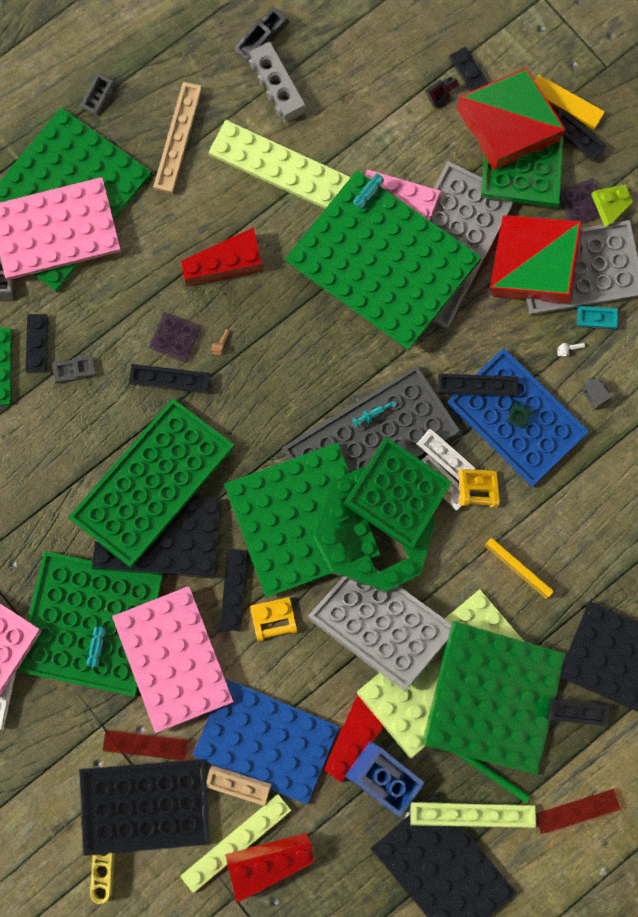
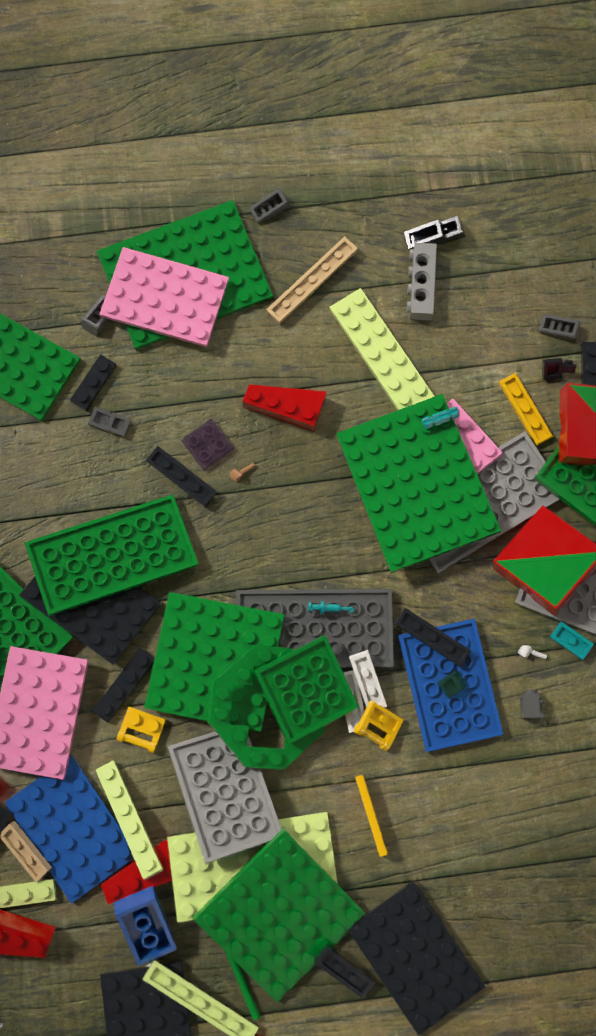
camera: 30 degrees right, 0 degrees up
(313, 700) = (129, 820): none -> yellowish green plate
(432, 43) = (562, 321): none -> dark grey slope
(436, 142) = (525, 409): none -> yellow tile

